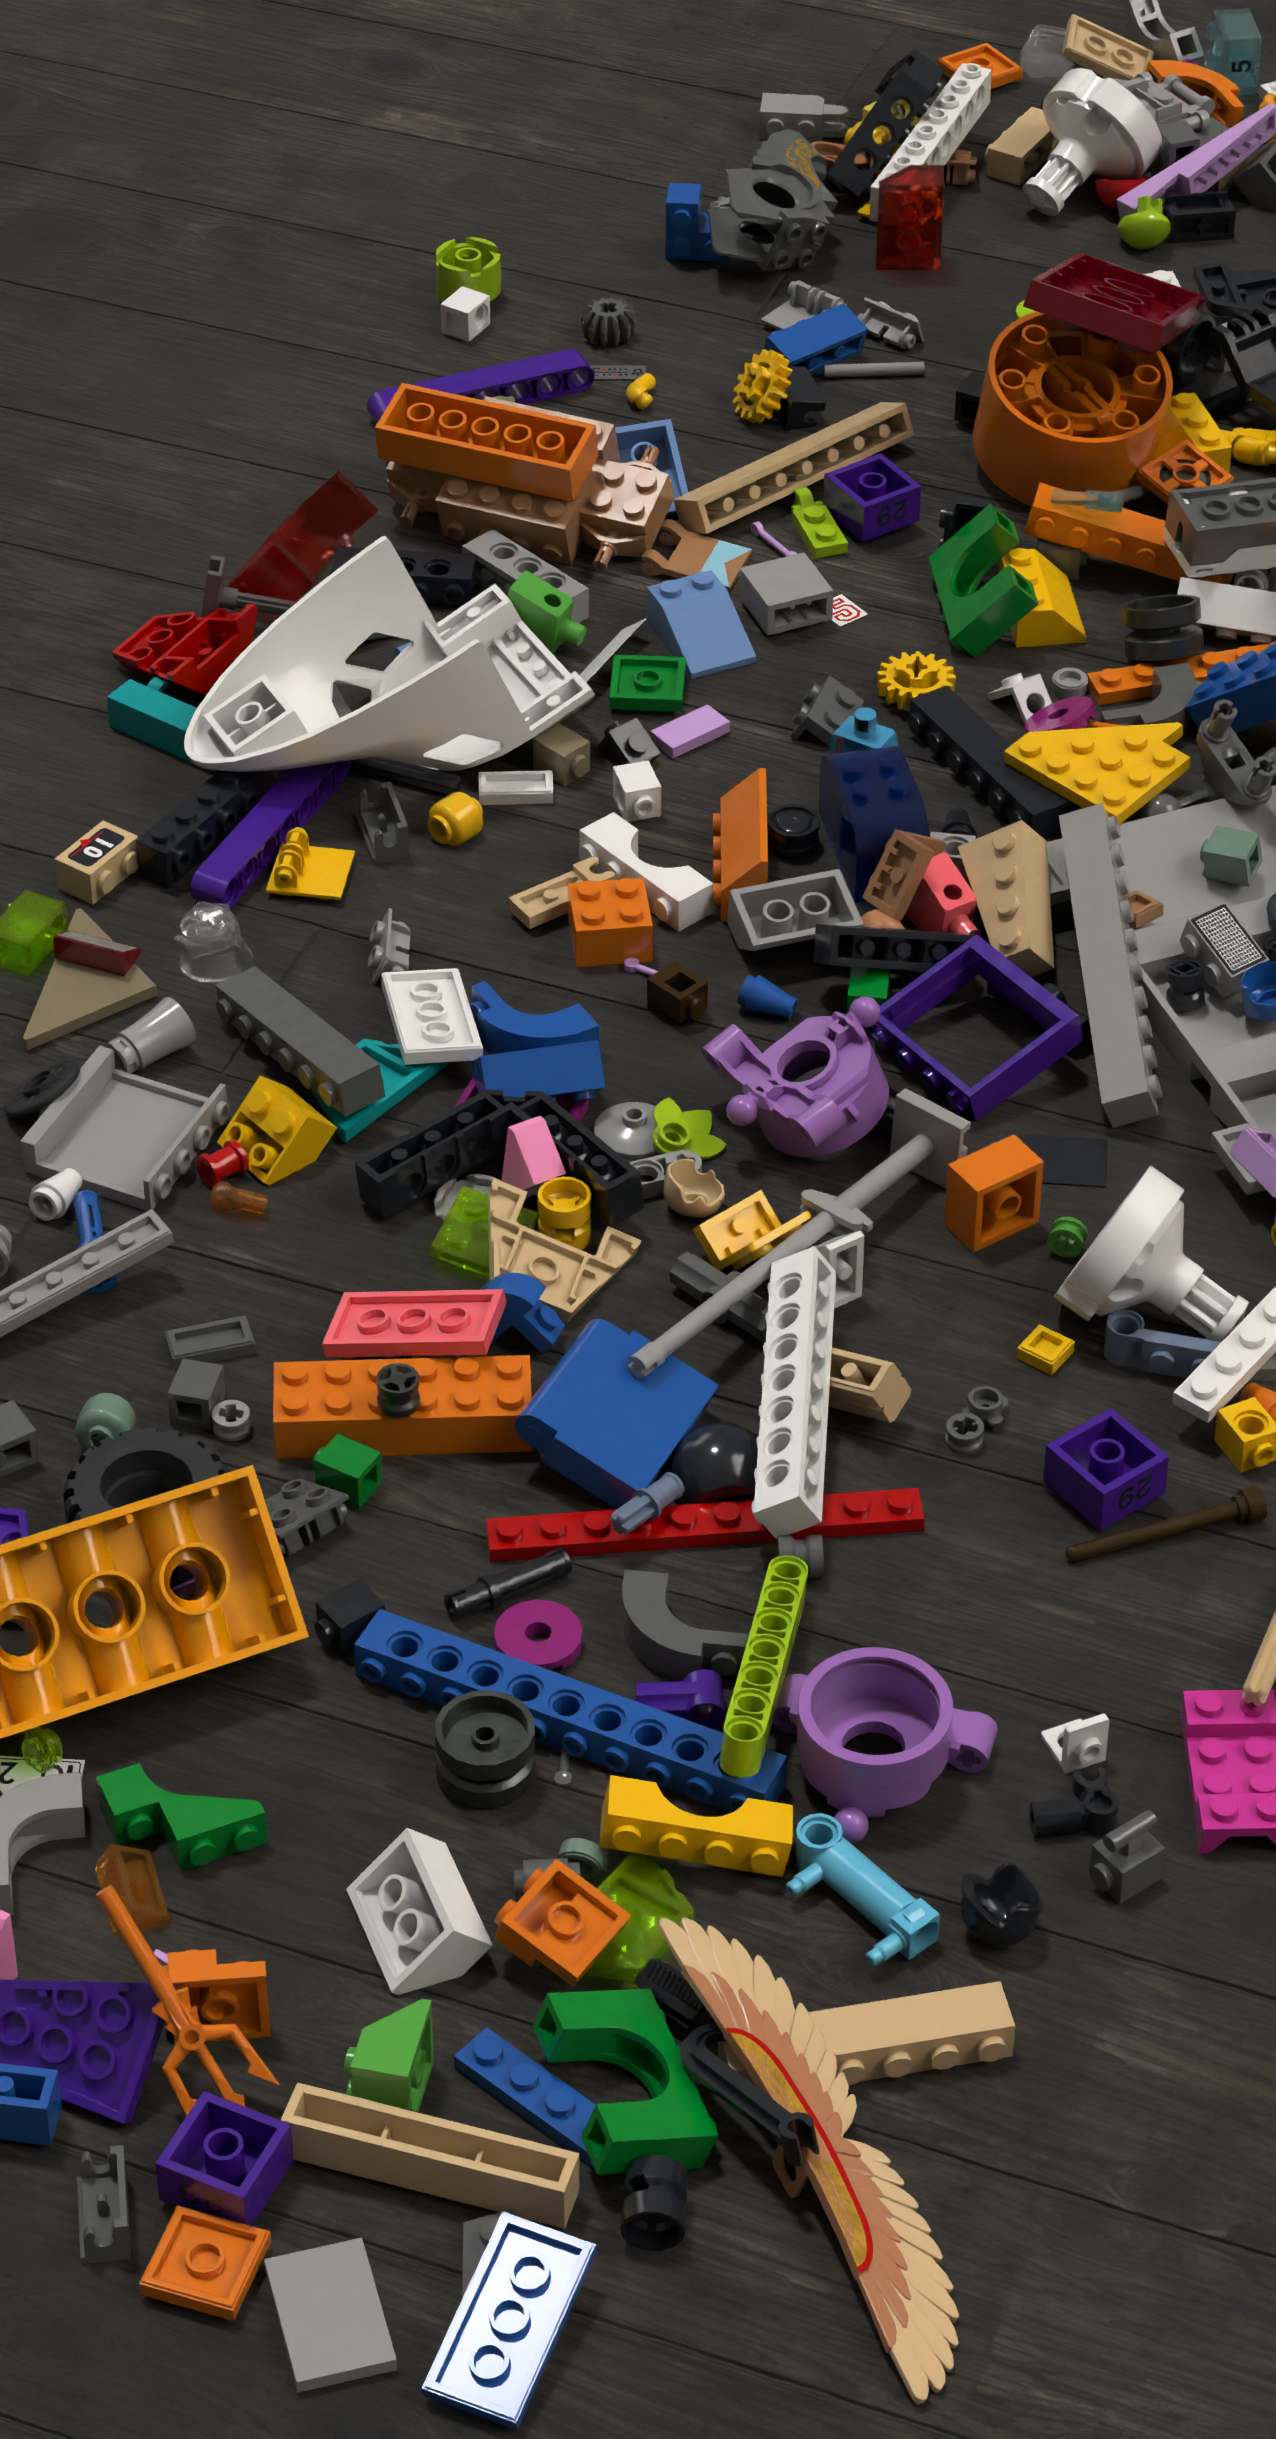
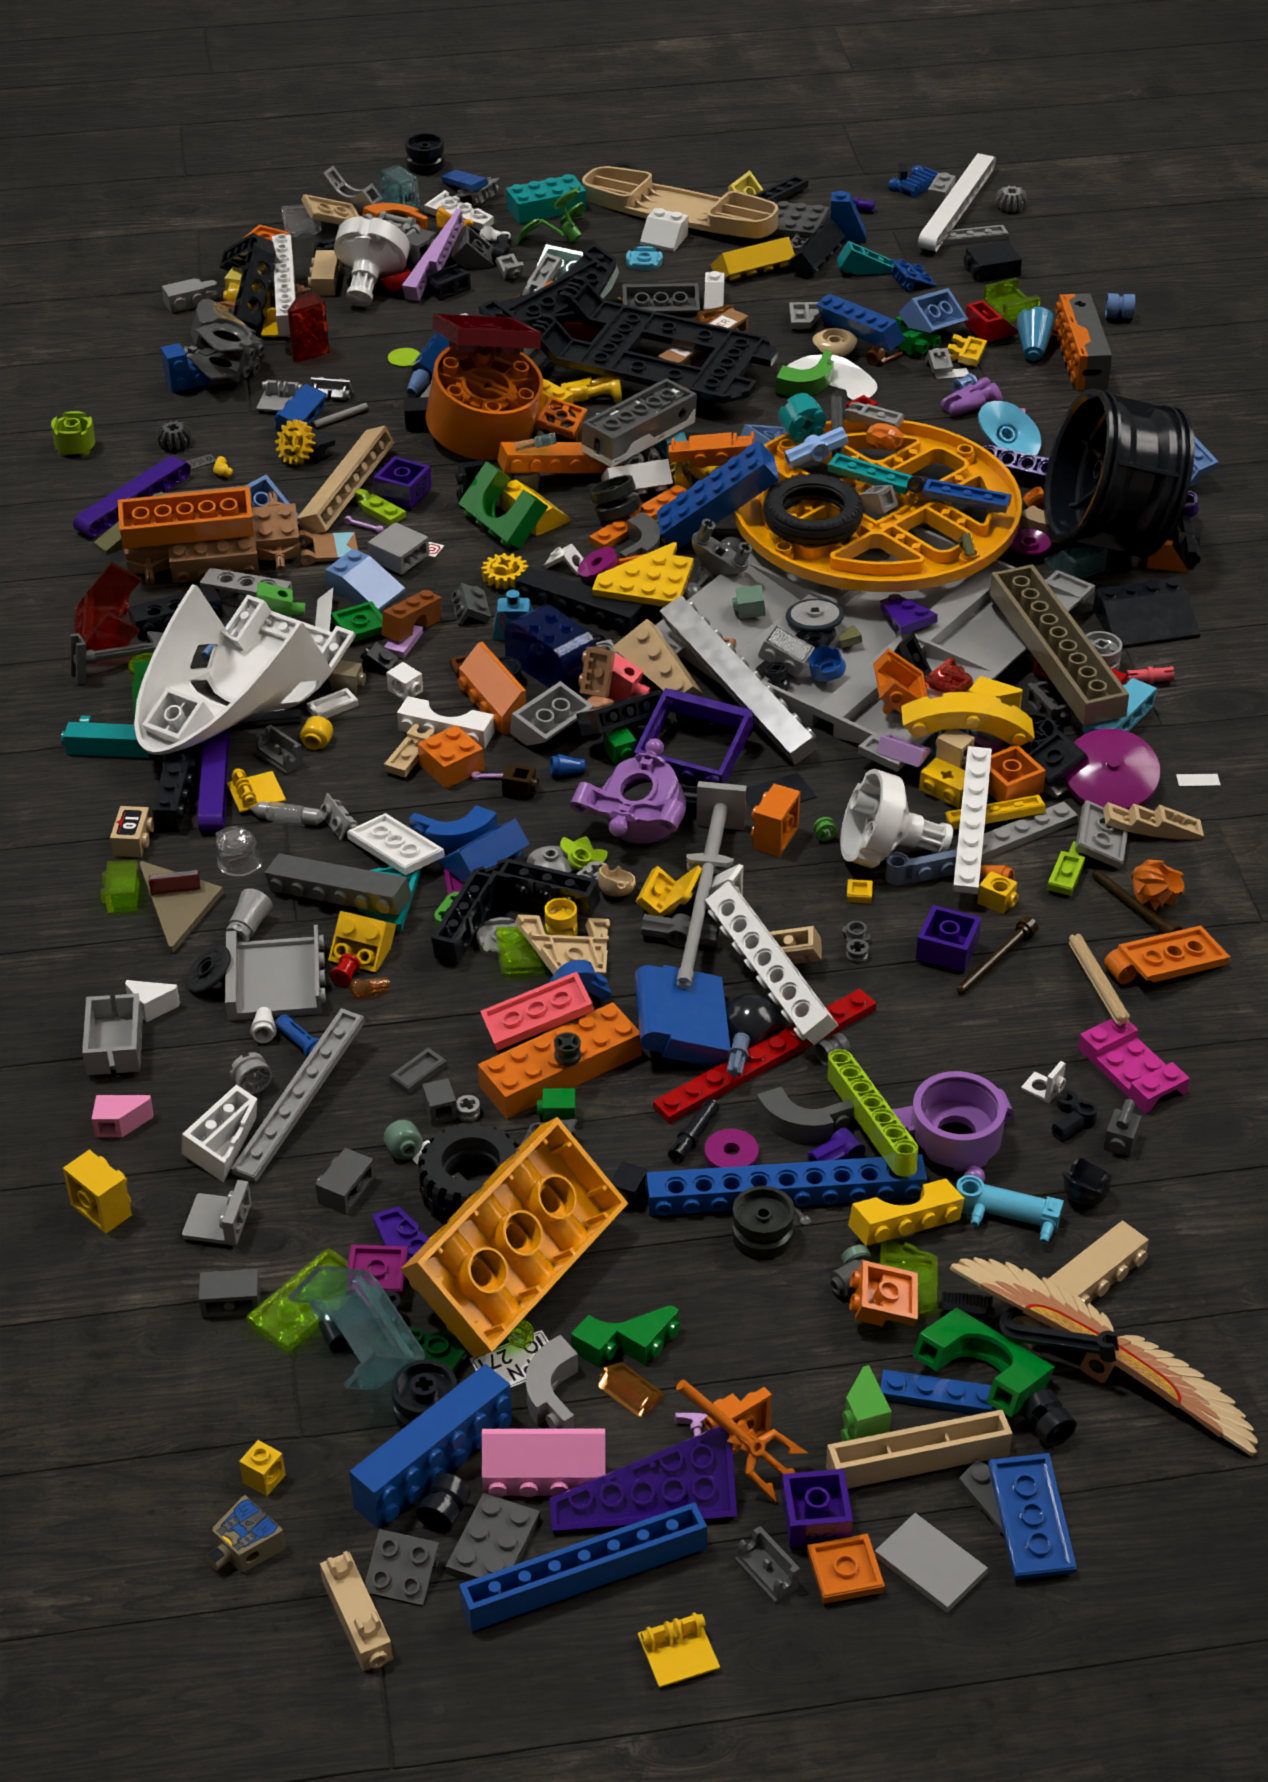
camera: 30 degrees left, 0 degrees up
(188, 648) = (85, 693): red wedge -> none
(327, 918) = (288, 813): none -> piece
(418, 1914) = (798, 1327): white slope -> none
(465, 313) = (88, 457): white brick -> none
(530, 1155) = (528, 895): bright pink slope -> none
(692, 696) = (420, 608): none -> dark orange arch
(1069, 683) = (583, 544): light grey tile -> none
(1146, 227) = (426, 296): lime piece -> none

